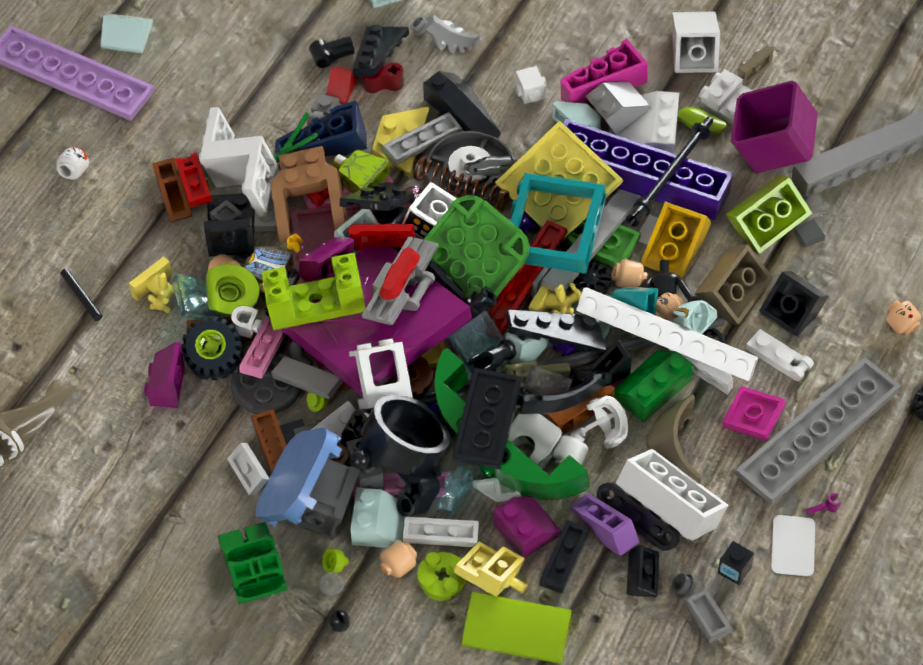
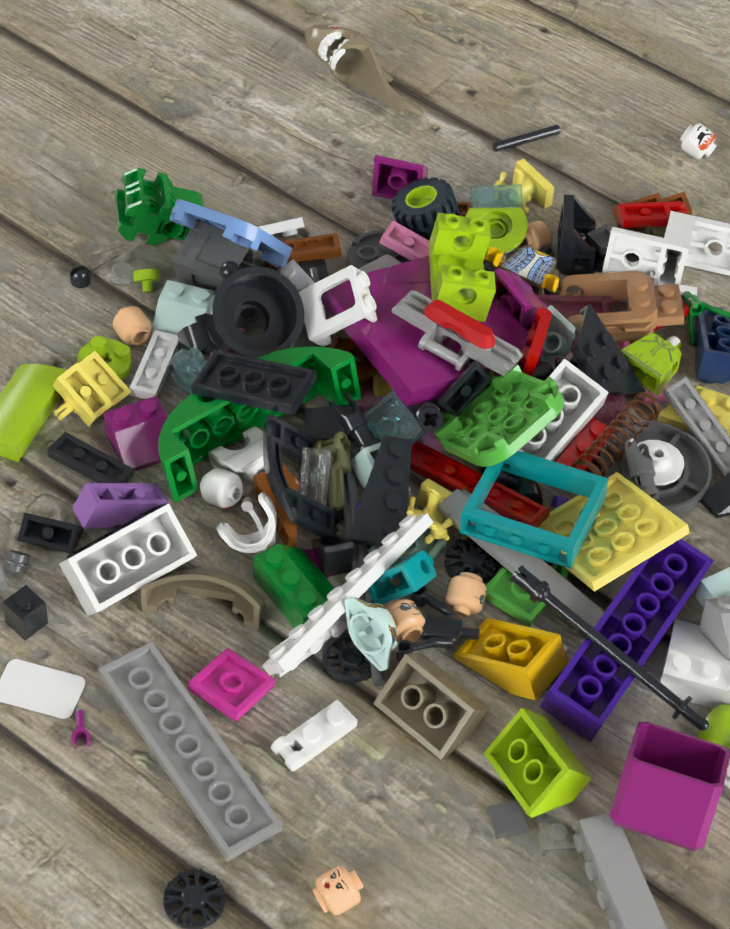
camera: 95 degrees right, 5 degrees down
(793, 302) = (391, 767): black slope -> none

